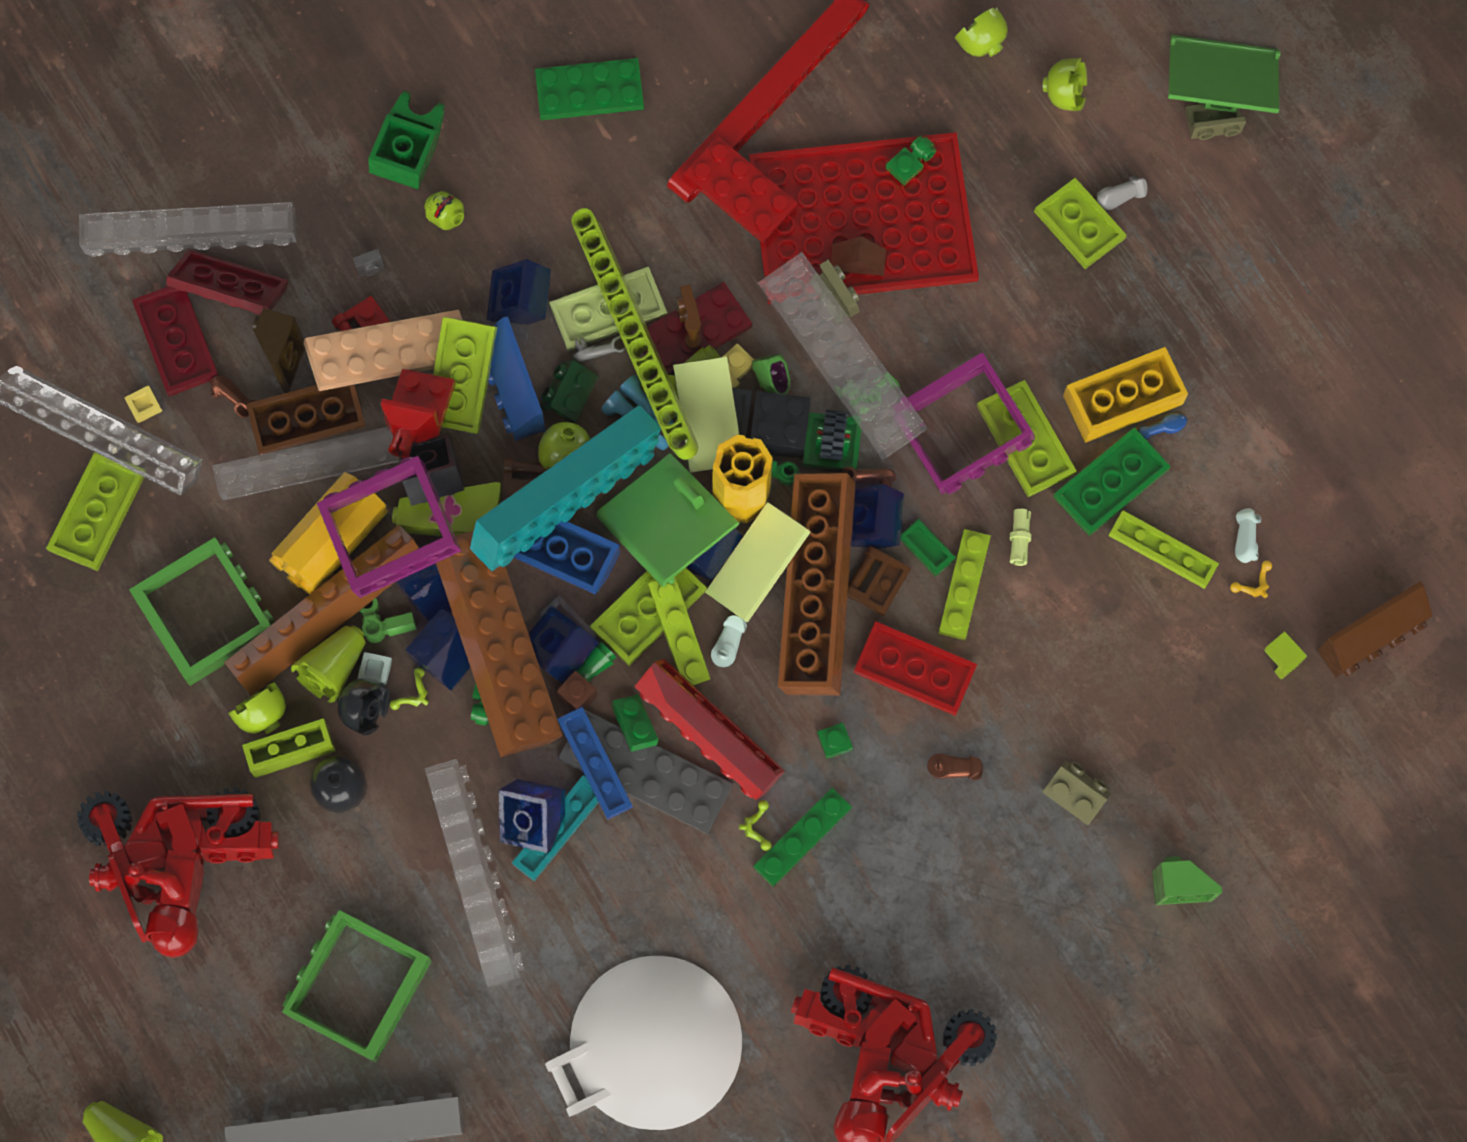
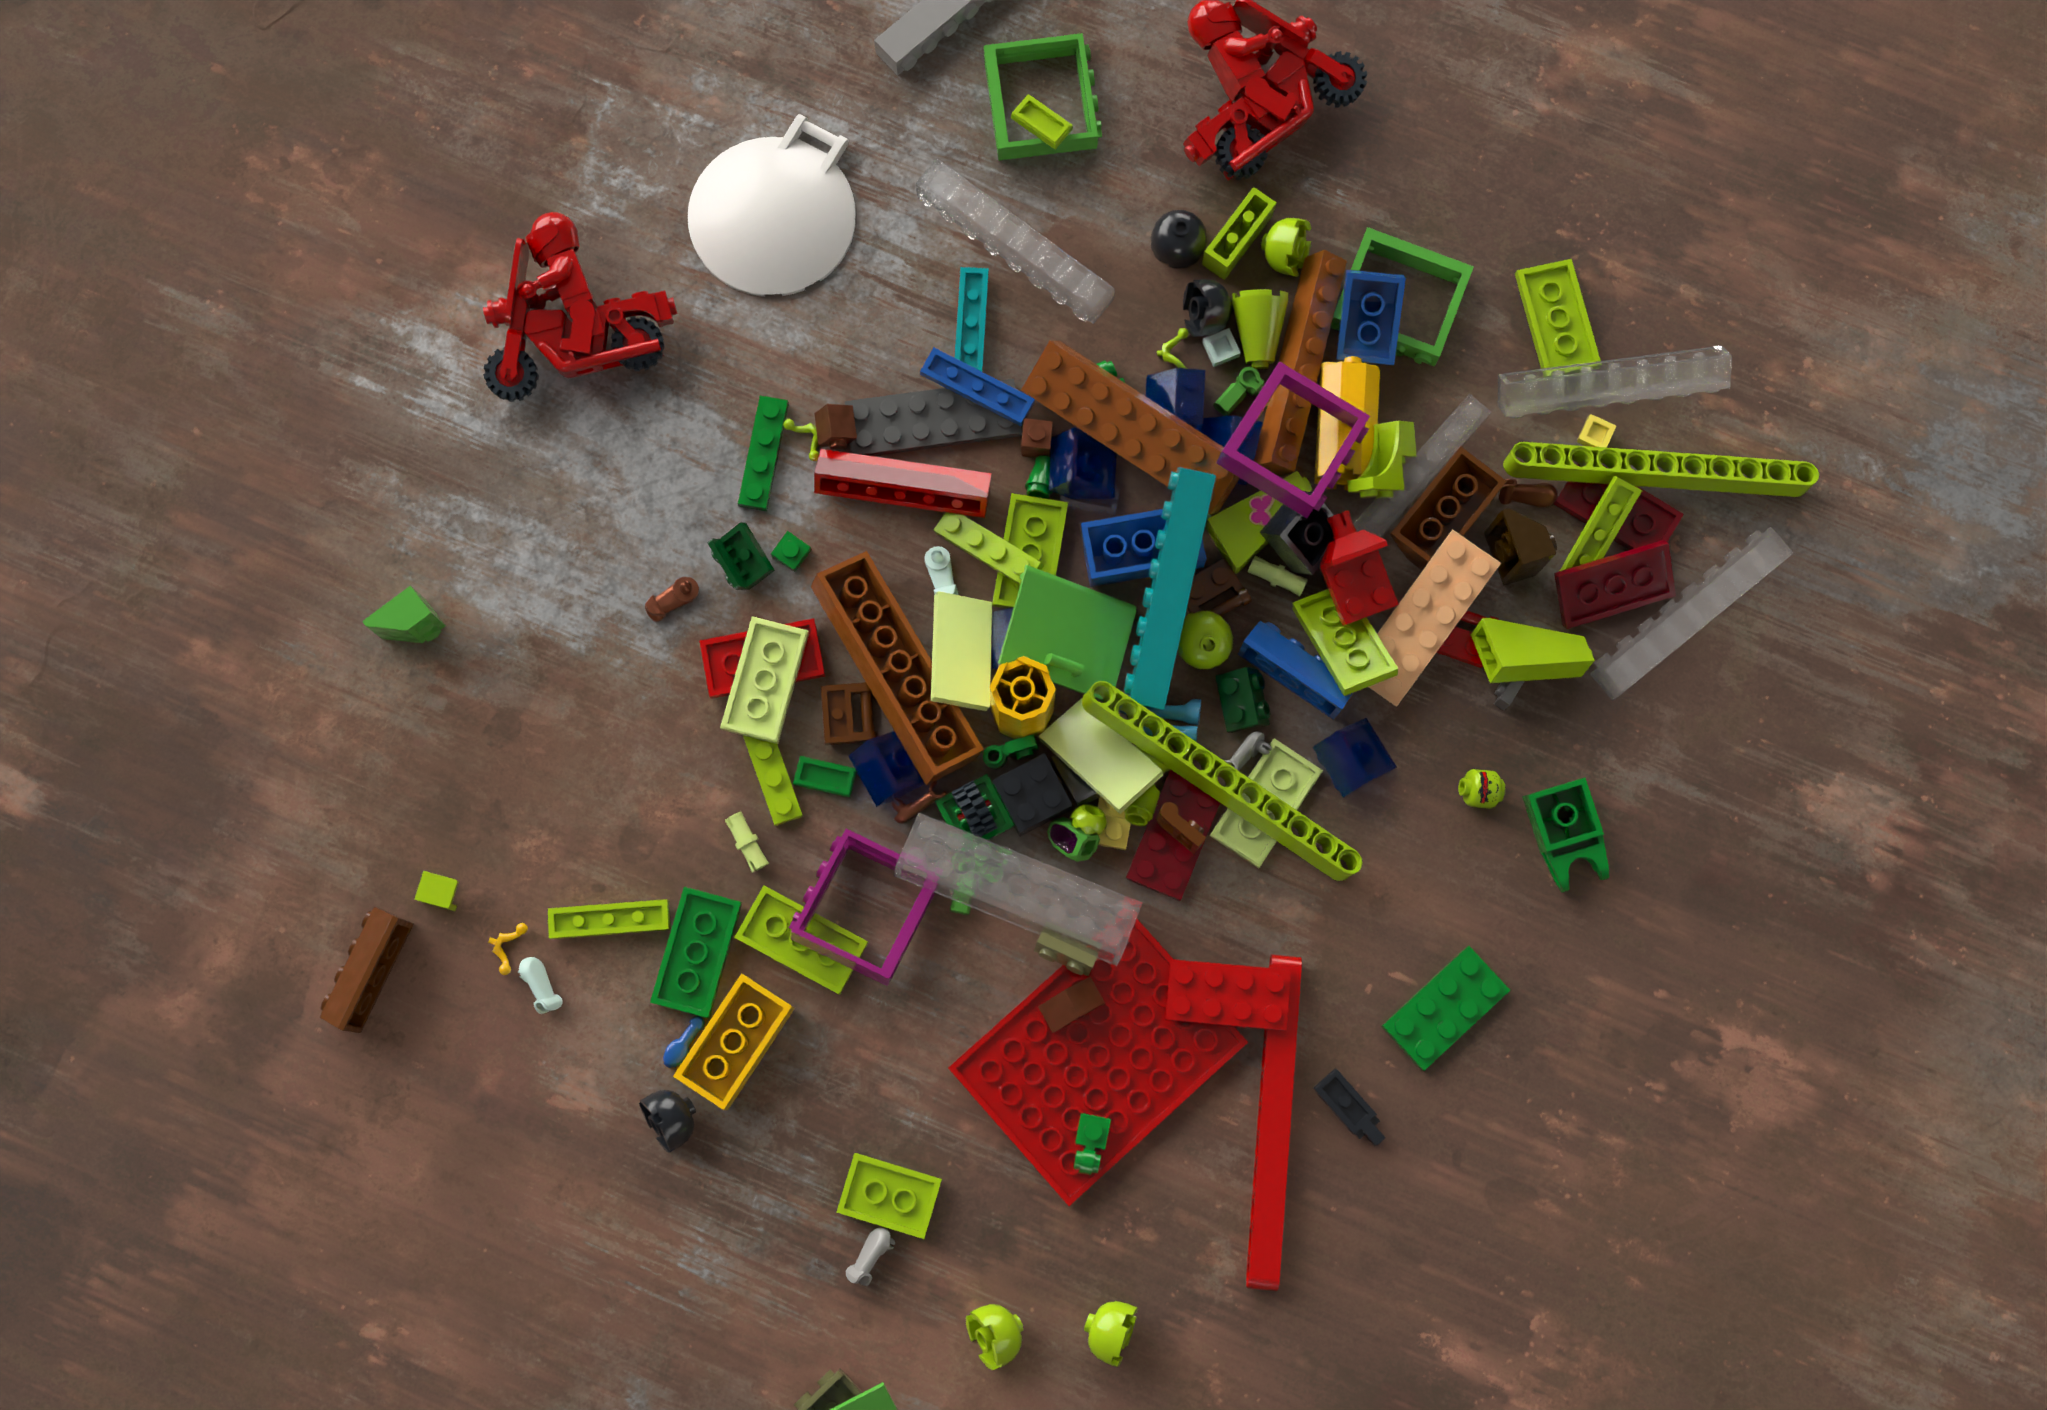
camera: 145 degrees right, 5 degrees up
(130, 346) = (1673, 464): none -> lime beam
(202, 326) = (1603, 523): none -> lime plate
(243, 600) = (1370, 316): none -> blue slope
(334, 467) = (1384, 473): none -> lime arch
(335, 275) = (1529, 653): none -> lime slope
(376, 953) = (1041, 121): none -> lime tile
(470, 461) = (1277, 575): none -> yellowish green pin
(530, 814) = (1000, 312): clear blue slope -> none
(634, 722) = (970, 447): green plate -> none
(709, 70) = (1349, 1107): none -> black hinge
(730, 812) = (835, 426): none -> copper brick
(751, 376) = (1089, 819): none -> lime plate
(879, 759) = (741, 557): none -> dark green bracket
(925, 645) = (764, 680): none -> yellowish green tile
(1077, 791) = (550, 647): olive bracket -> none
(1208, 374) = (669, 1117): none -> black cylinder

